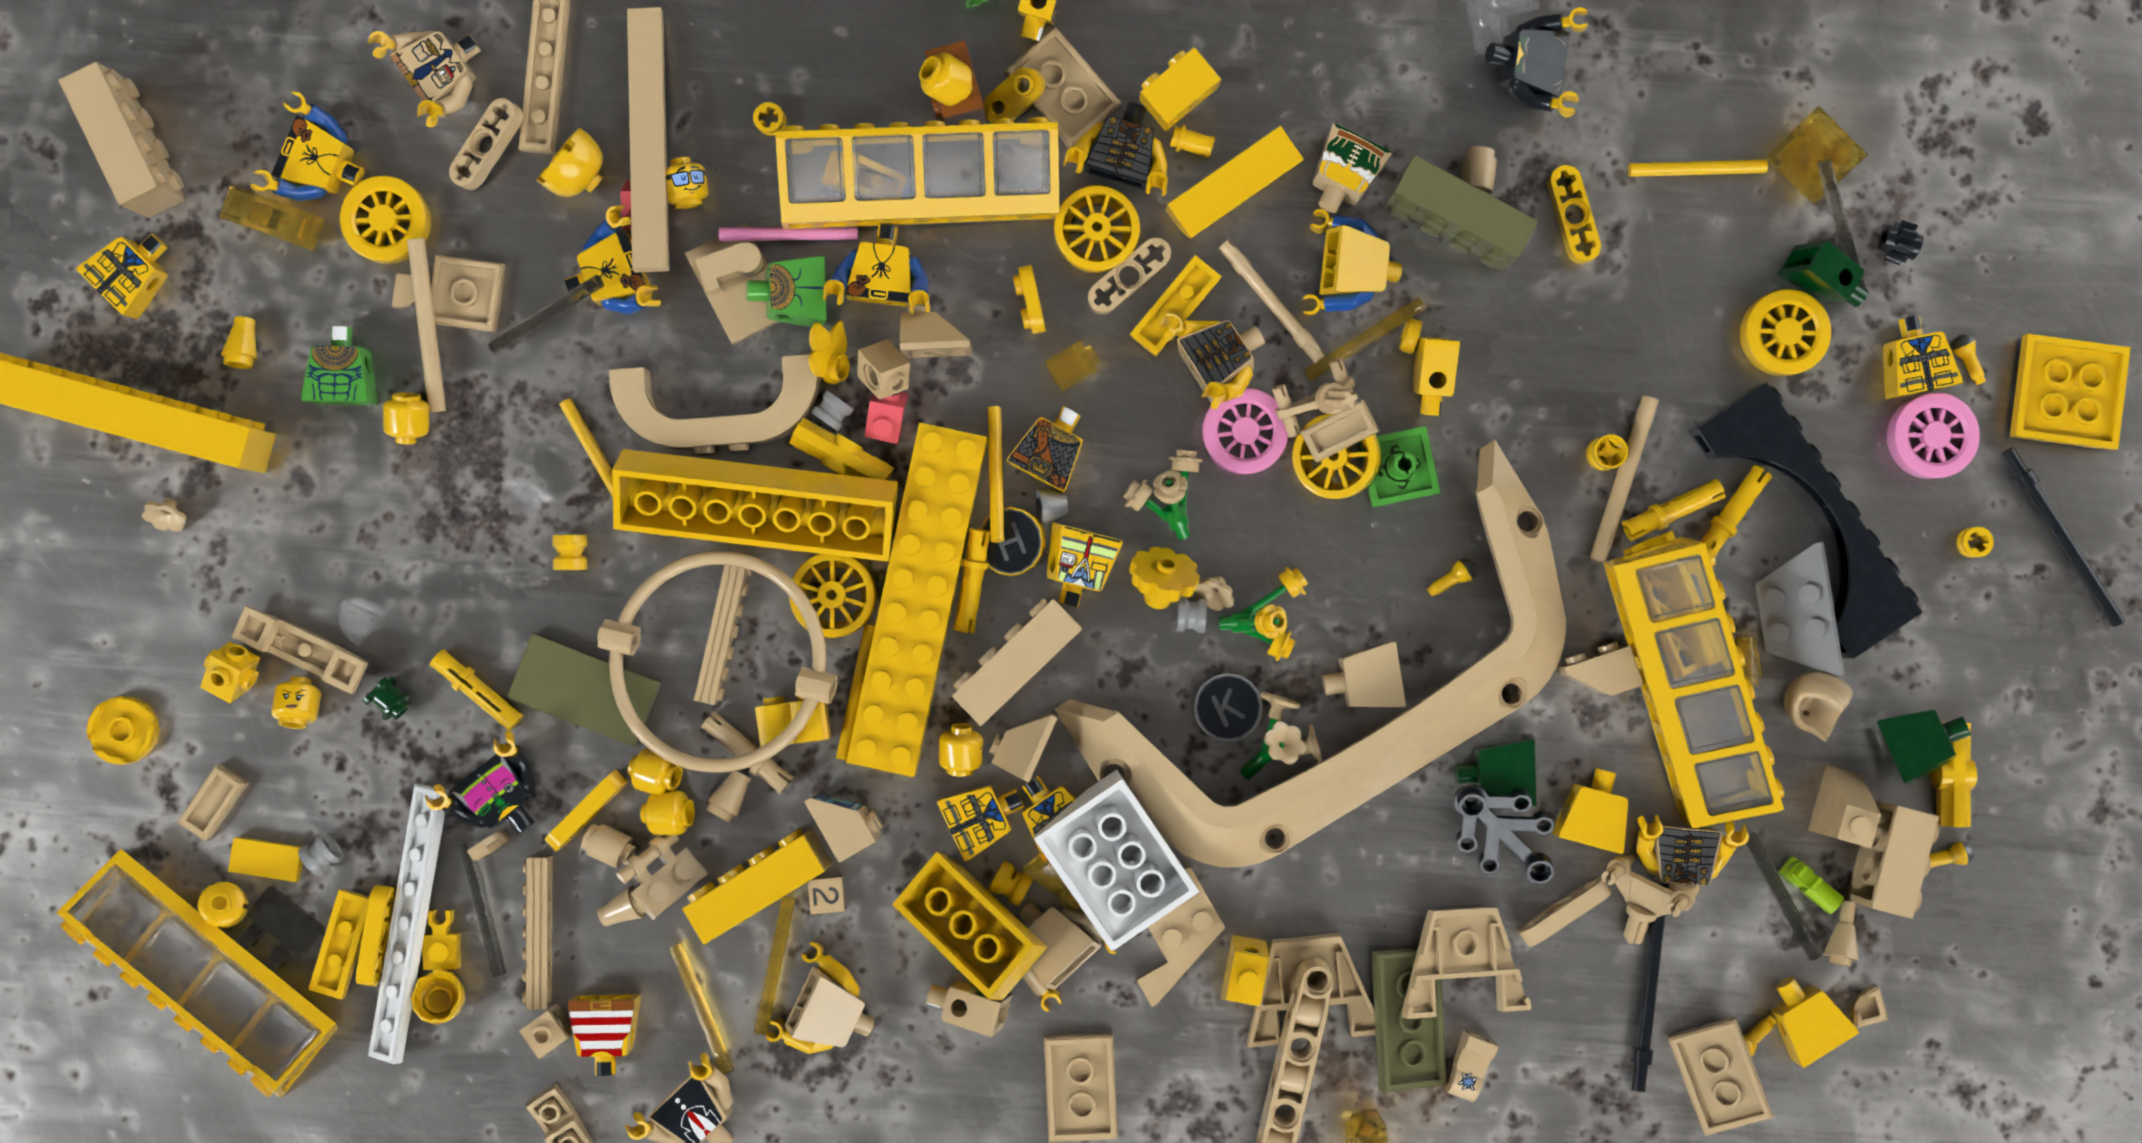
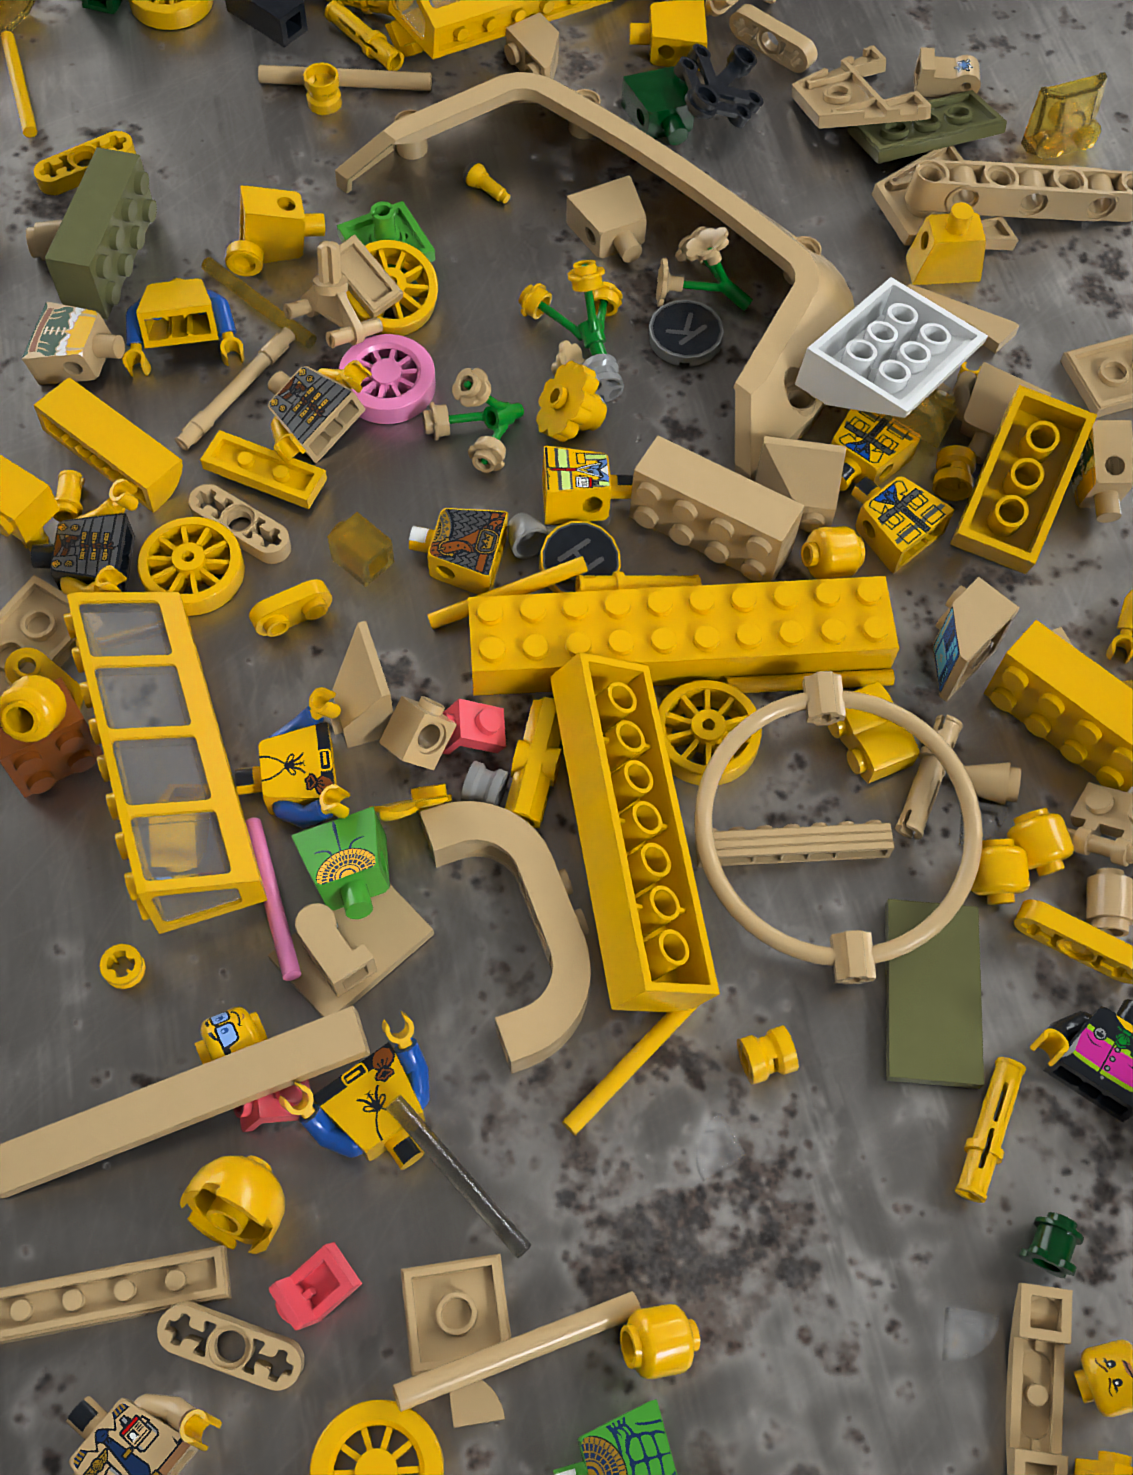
camera: 110 degrees left, 25 degrees down
(504, 204) = (315, 1288): none -> coral bracket

